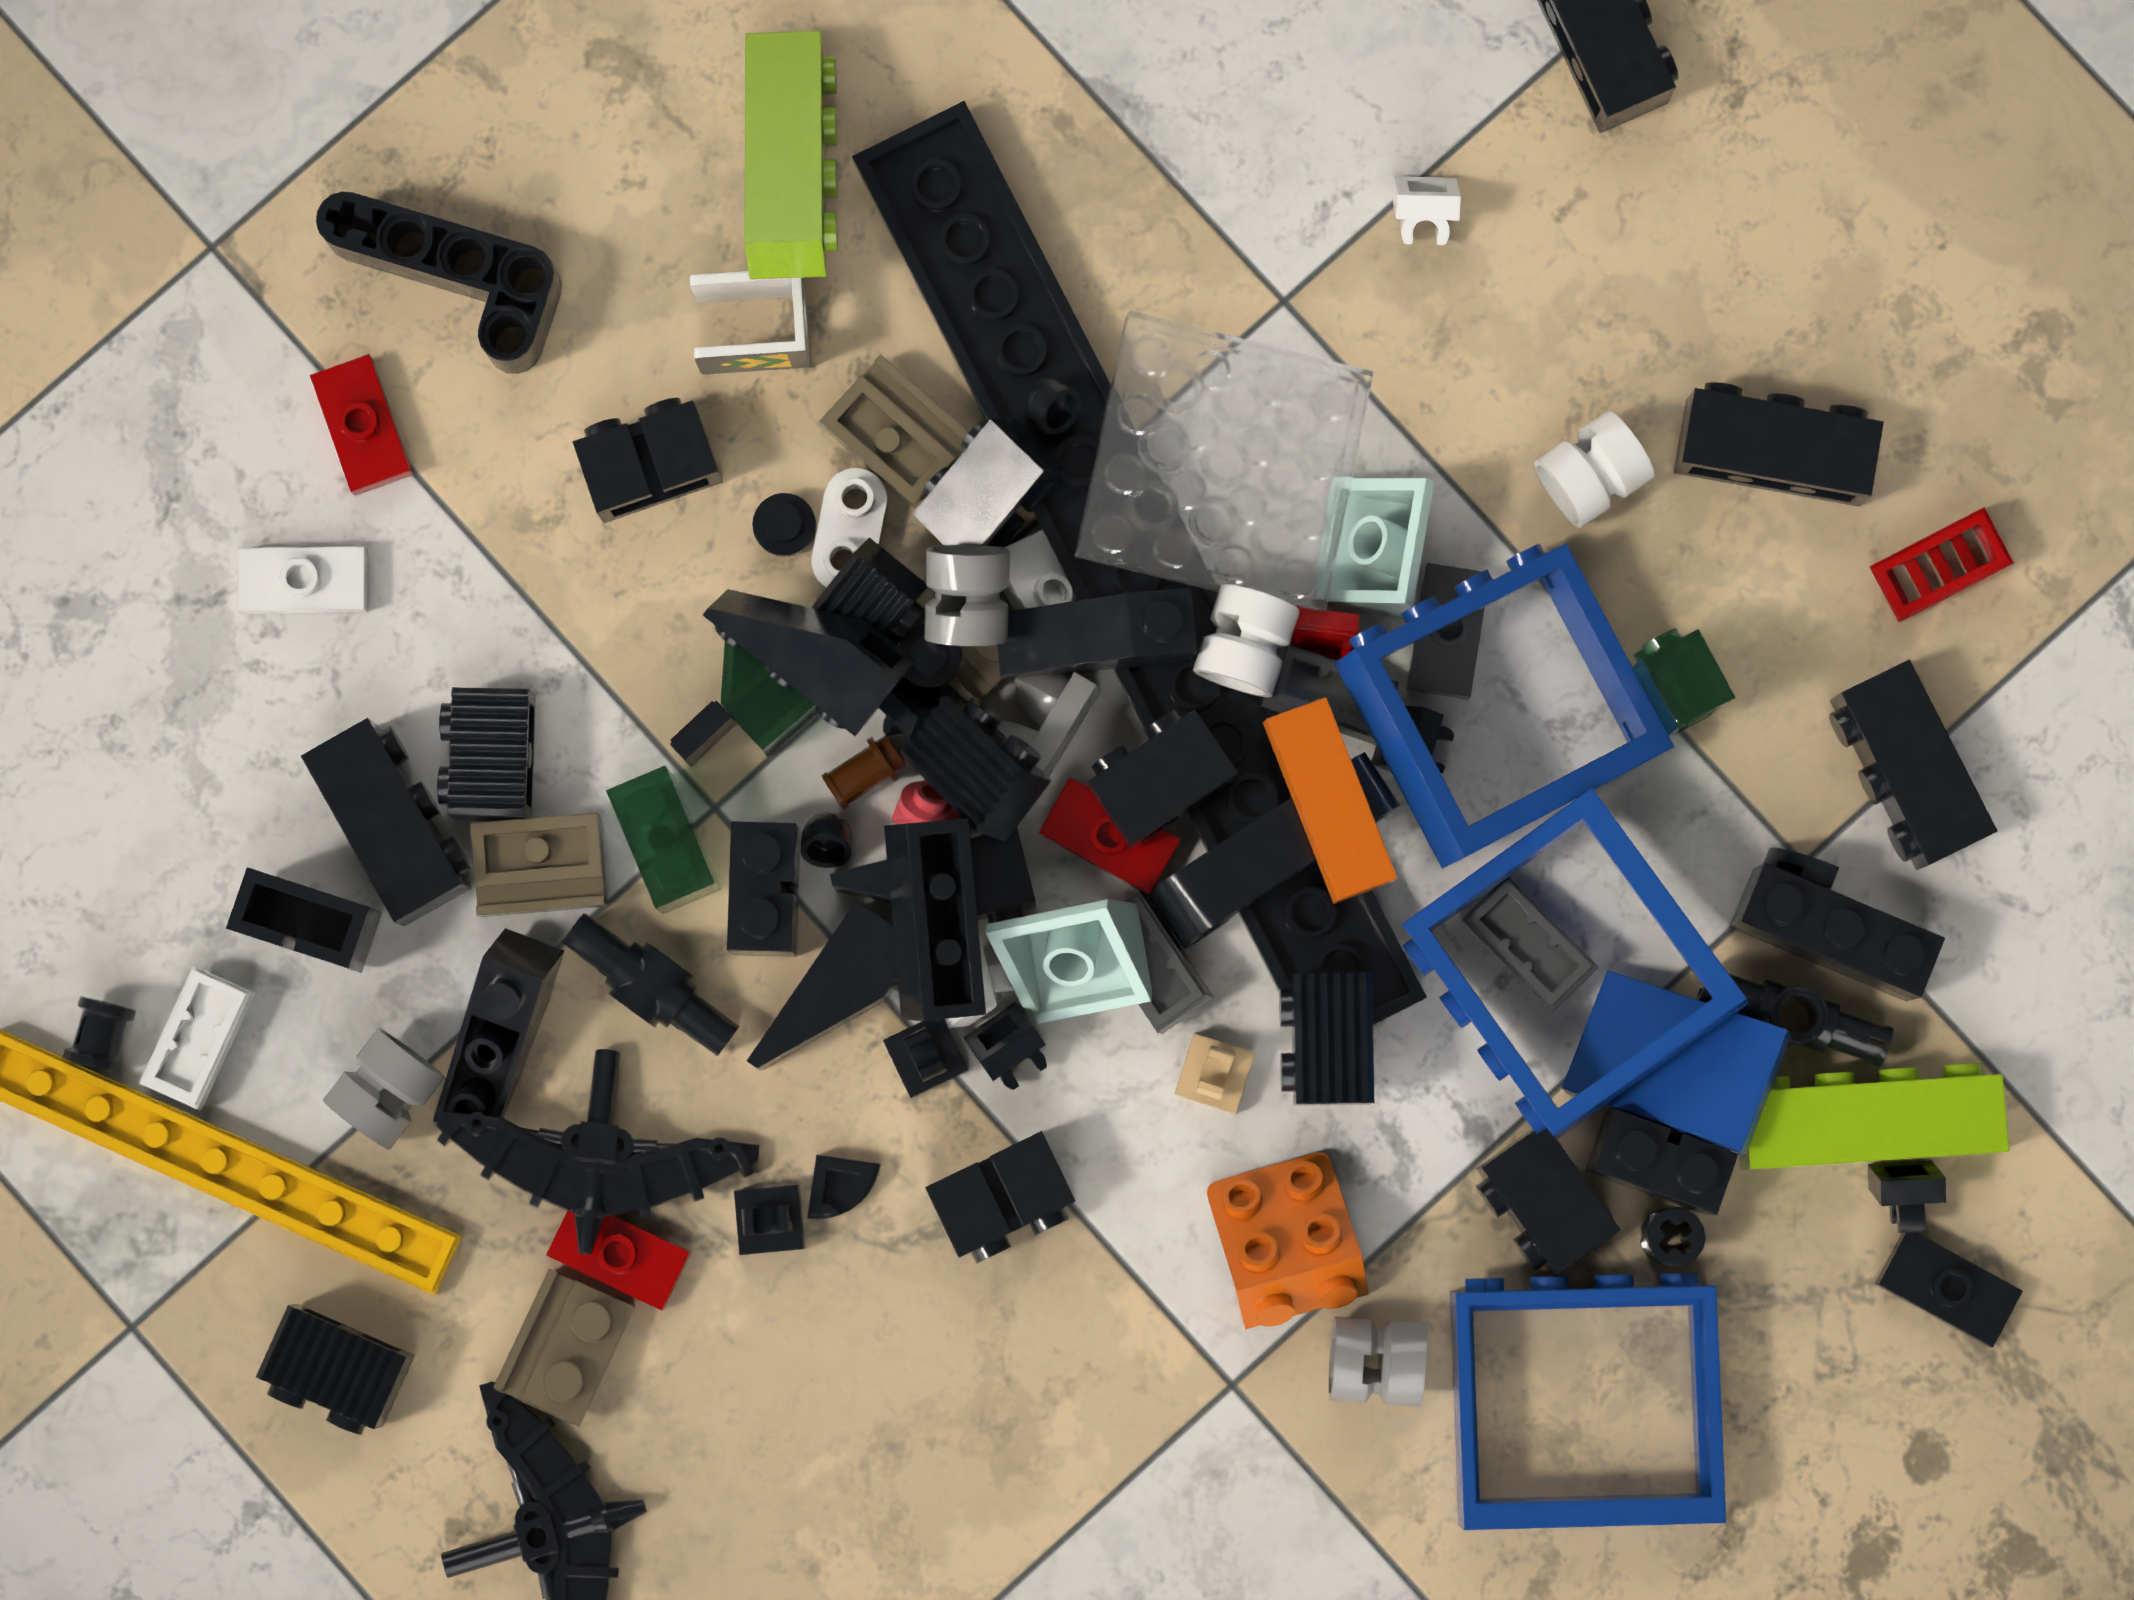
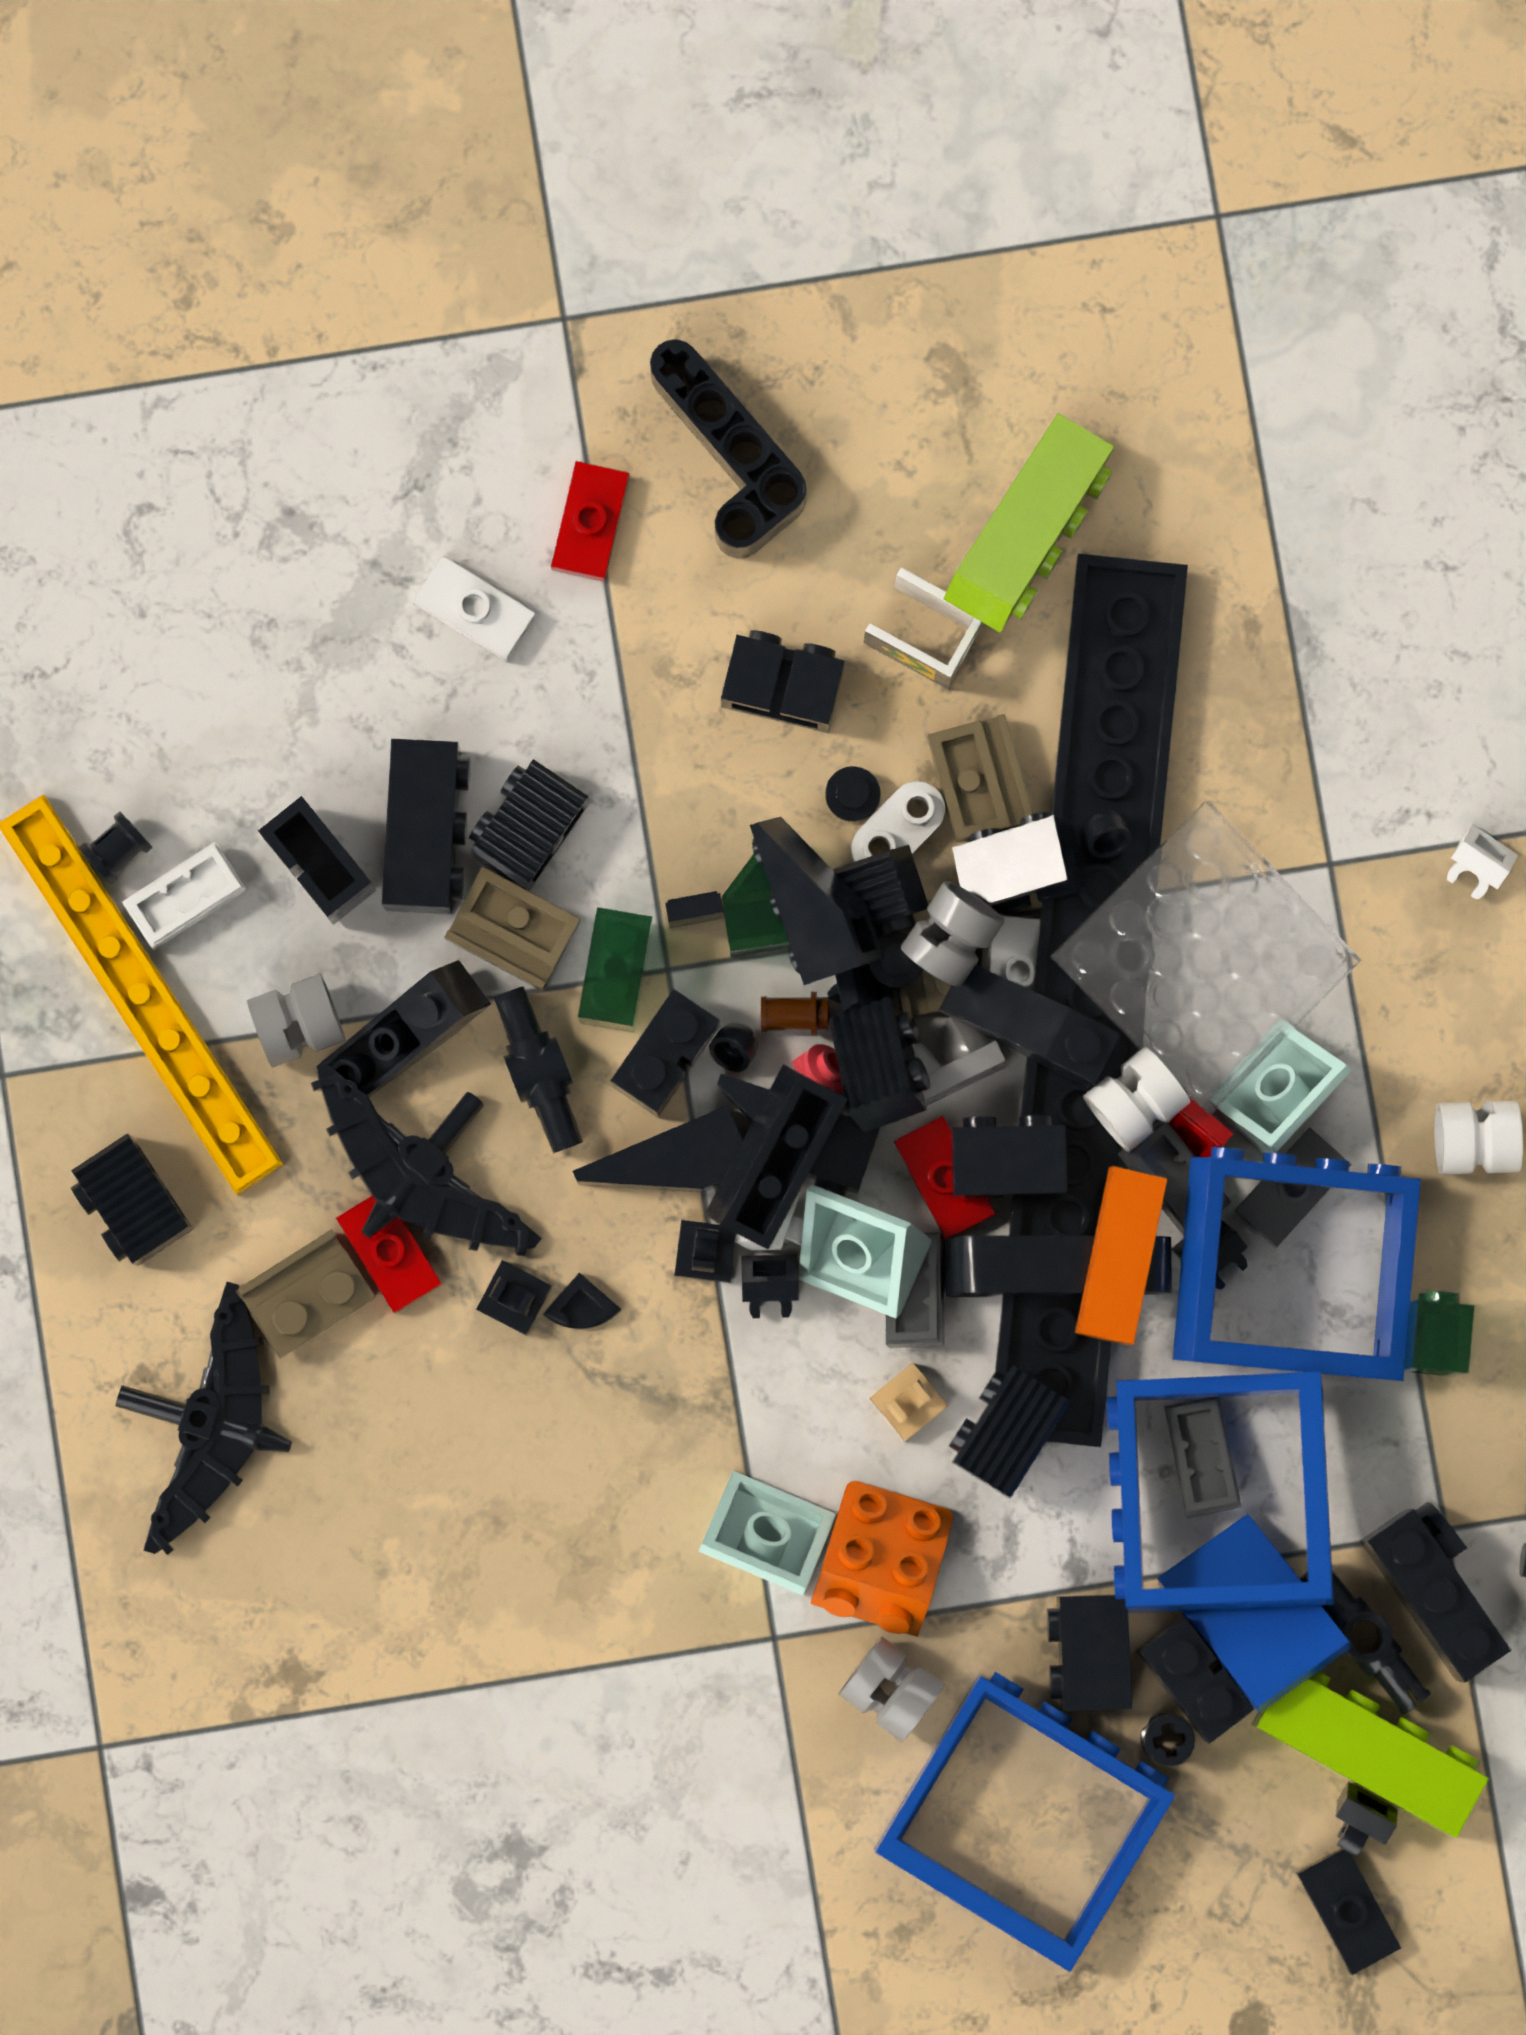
camera: 30 degrees right, 0 degrees up
(1001, 1196) = (694, 1390): black piece -> none
(1161, 1288) = (767, 1532): none -> light aqua slope

